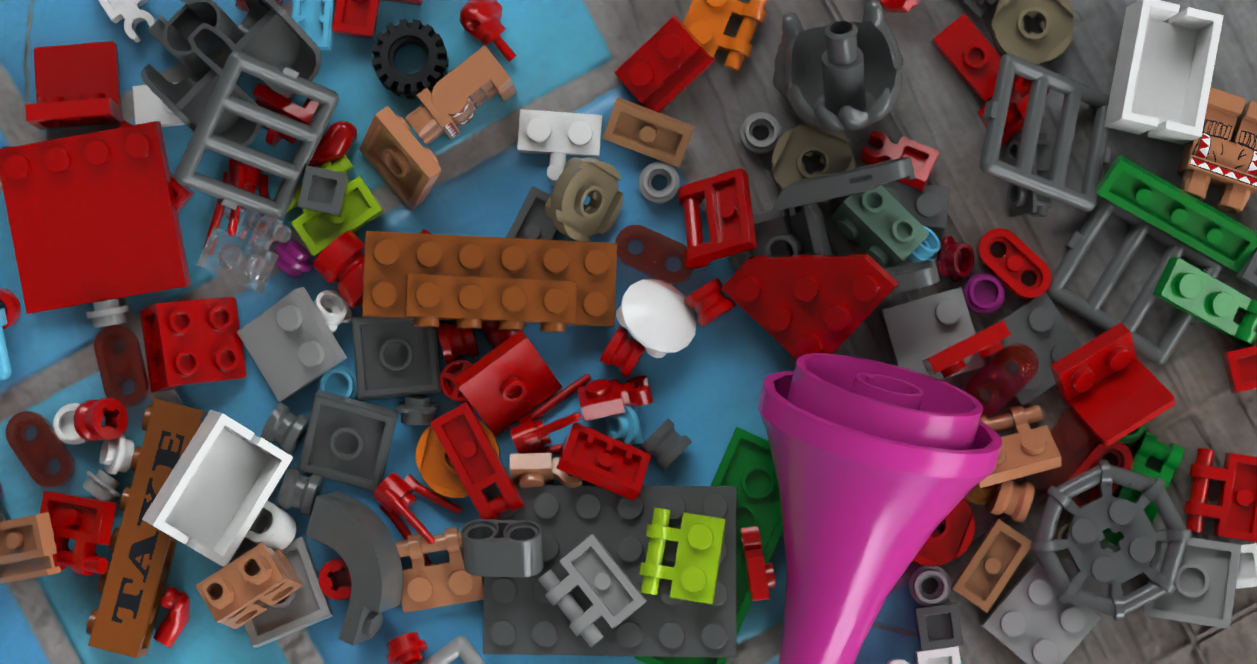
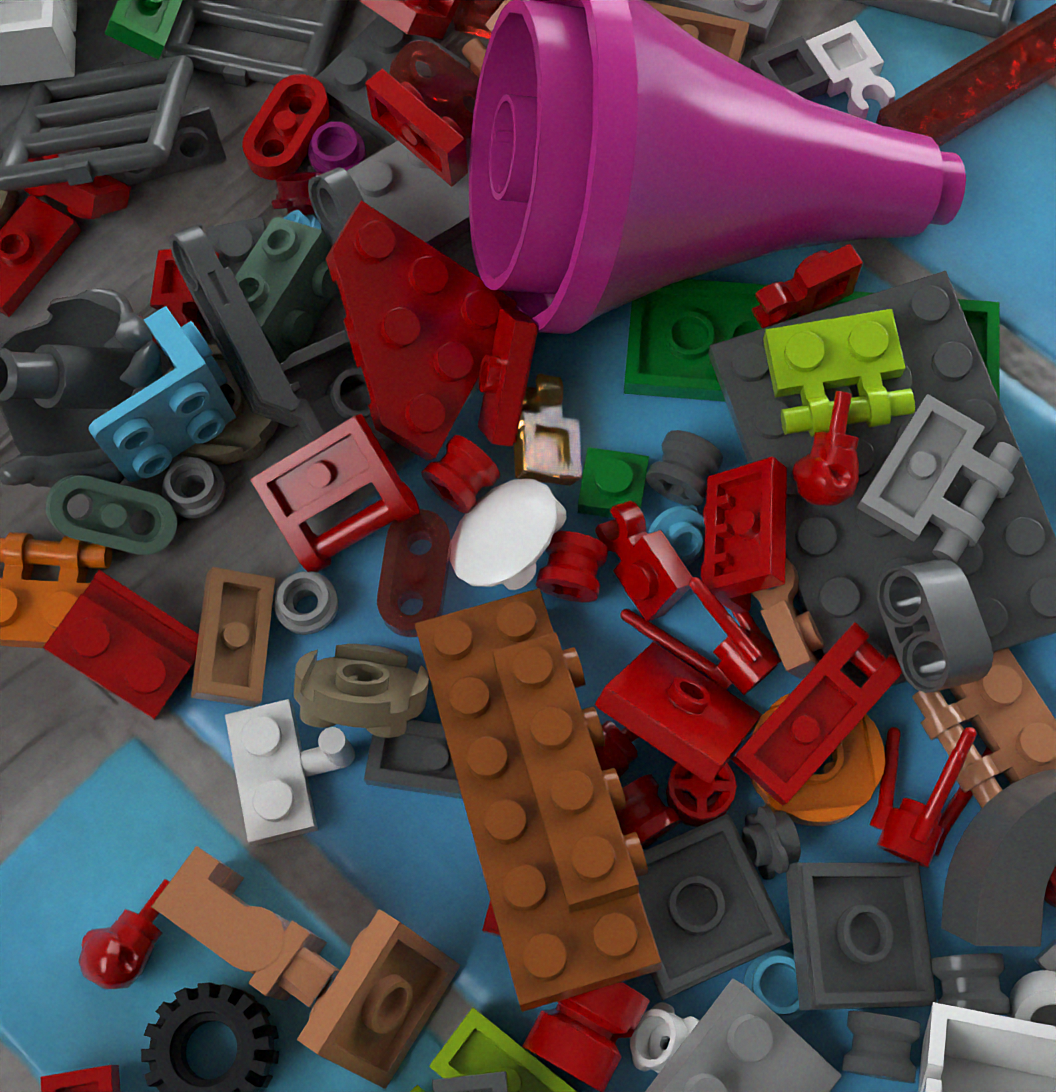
camera: 105 degrees left, 15 degrees down
(623, 524) = (832, 467): none -> red piece
(674, 398) = (611, 480): none -> green plate
(713, 363) = (546, 442): none -> clear orange plate
(753, 74) = (110, 514): none -> sand green plate
(757, 348) = (505, 376): none -> red plate
(817, 150) = (171, 412): none -> medium azure bracket

